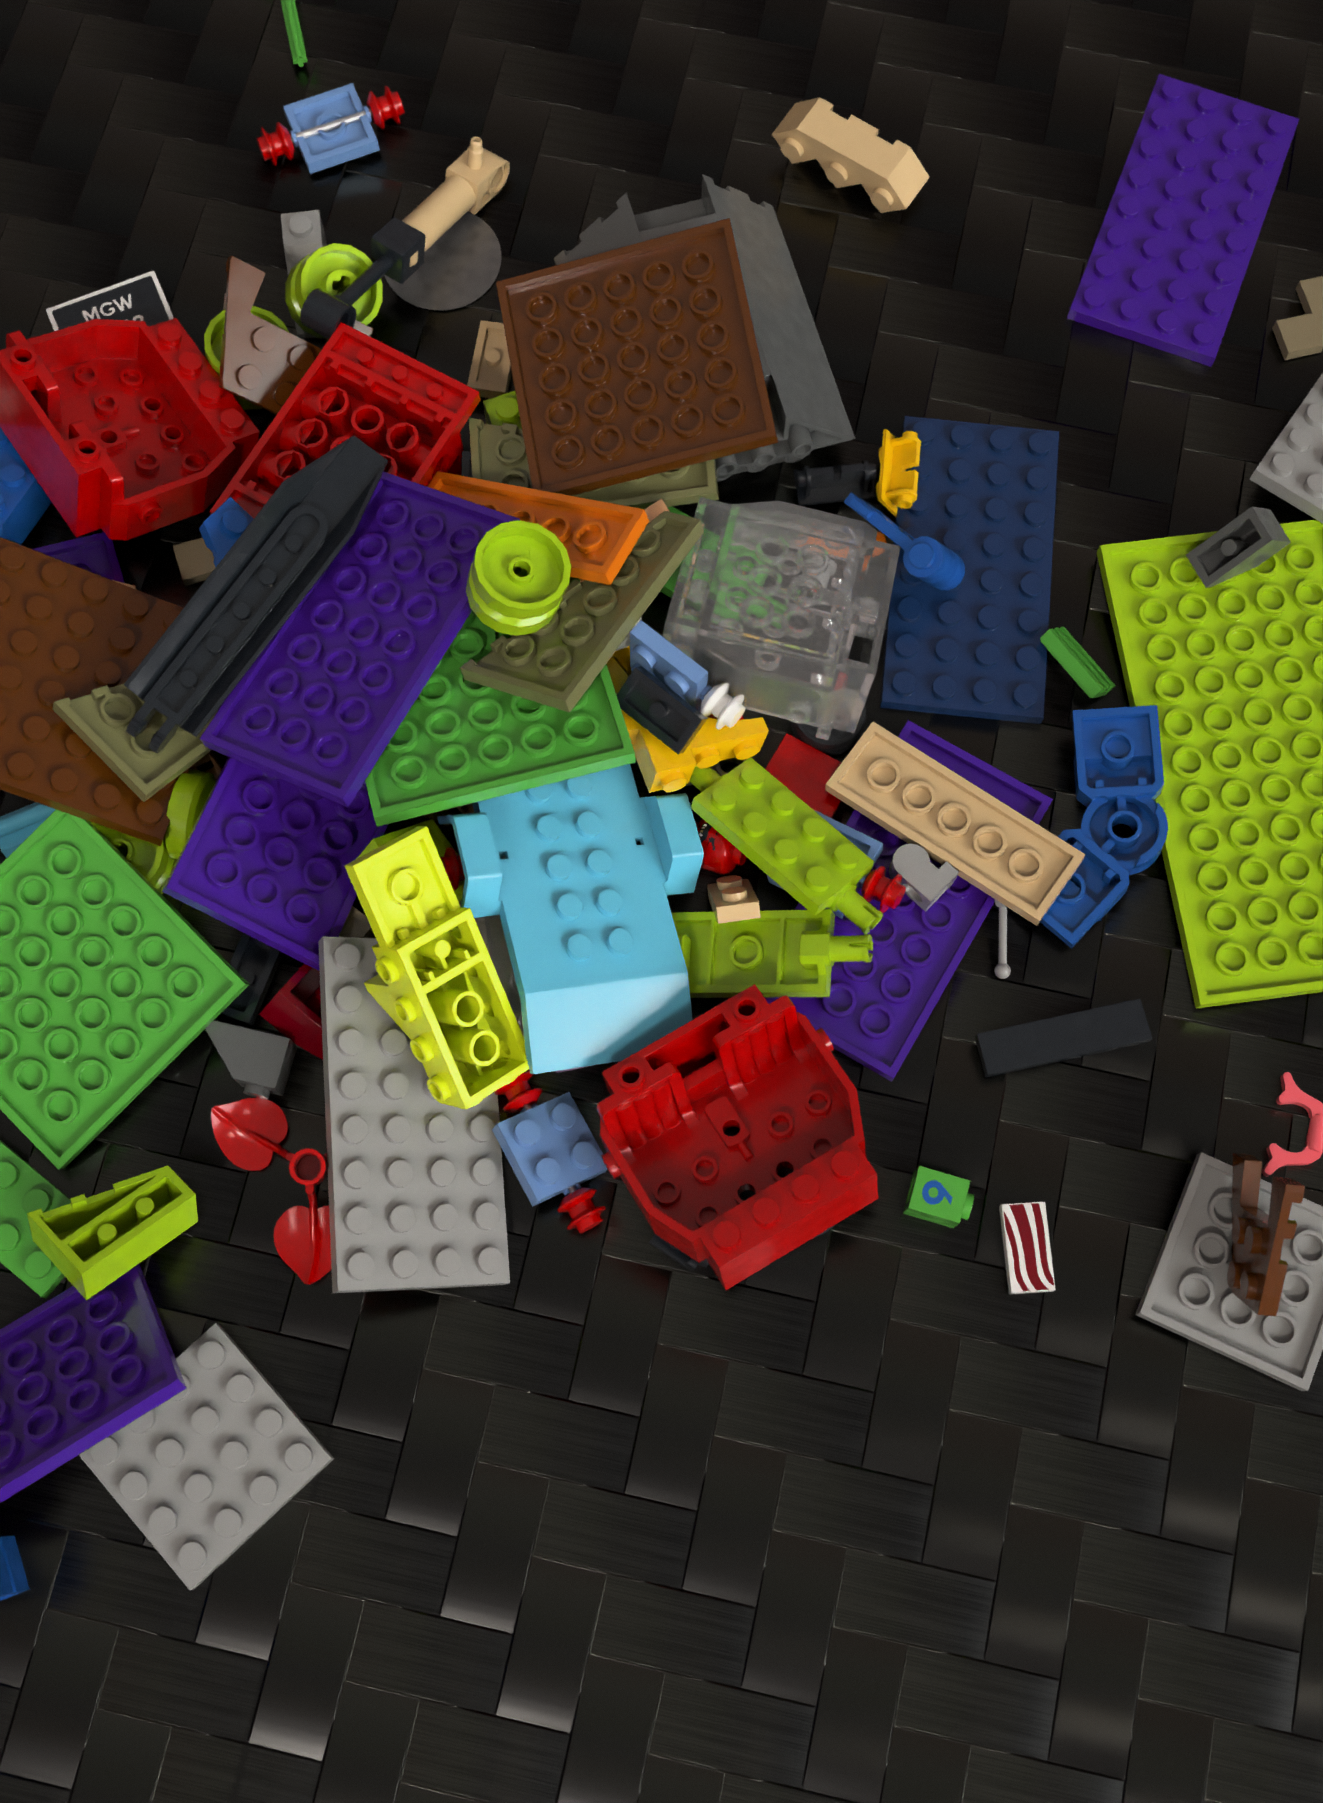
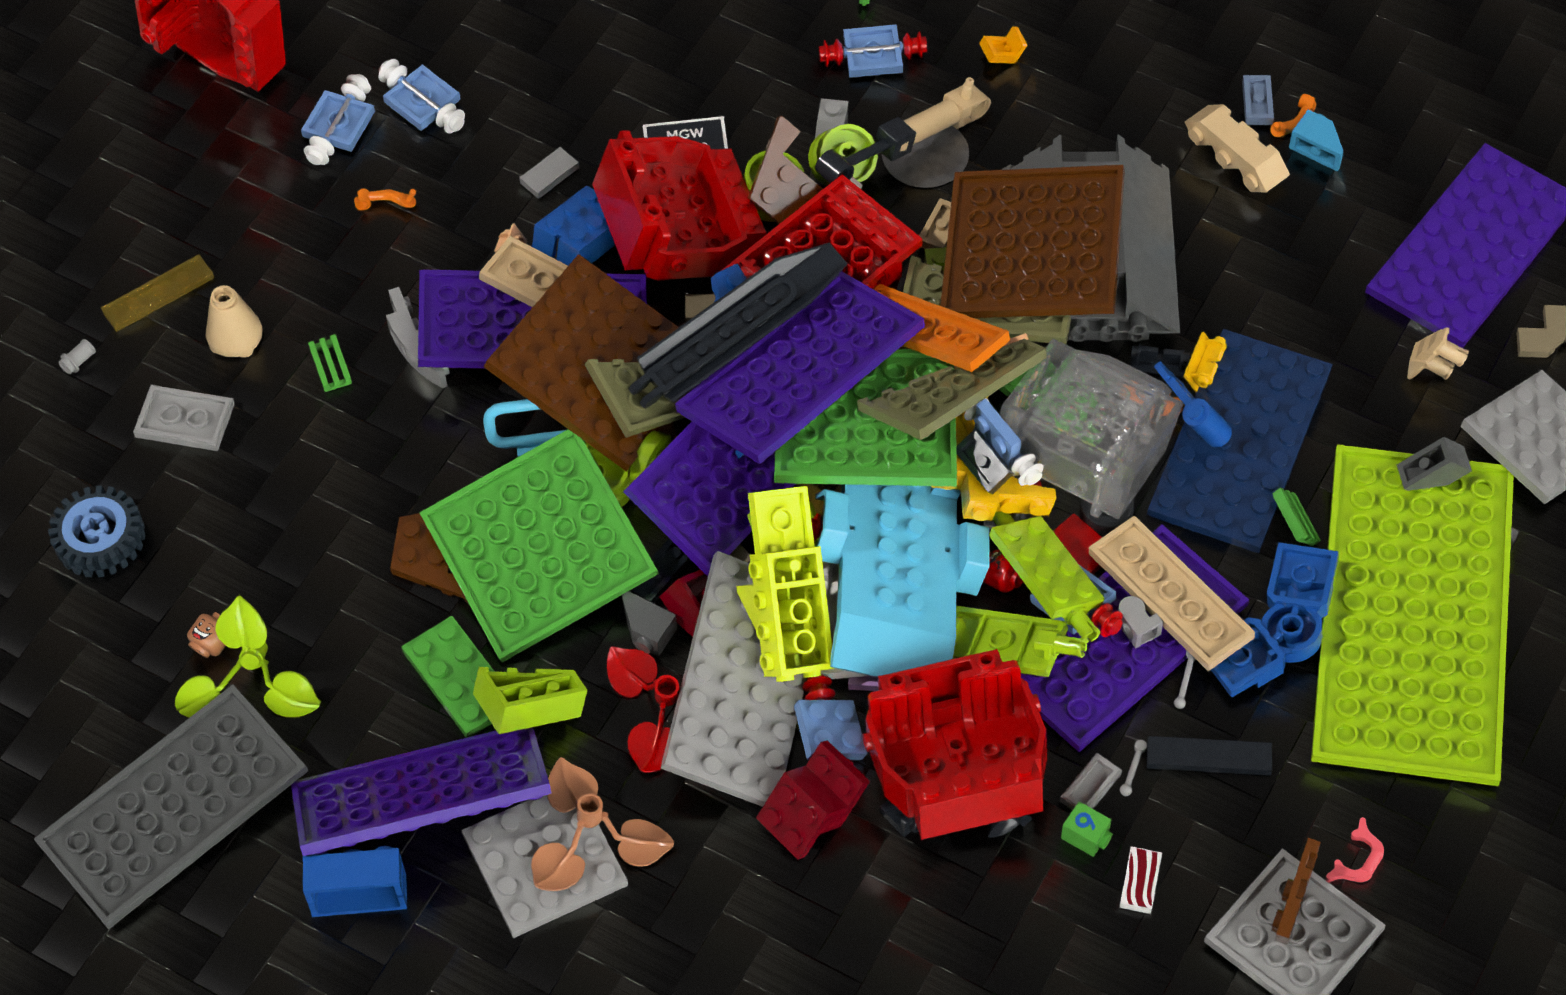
camera: 20 degrees right, 15 degrees down
(213, 1344) = (571, 787): none -> nougat plant
(506, 84) = (1004, 49): none -> light orange bracket
(518, 577) = (911, 351): lime wheel -> none
(557, 1266) = (812, 799): none -> dark red bracket
(733, 899) = (1002, 603): tan plate -> none
(855, 80) = (1258, 99): none -> sand blue plate
(896, 114) = (1281, 129): none -> orange piece
(921, 1125) = (1091, 783): none -> light grey tile
(950, 119) = (1317, 140): none -> dark azure slope
(968, 1050) = (1140, 747): none -> light grey hinge
(1183, 383) = (1426, 355): none -> tan connector

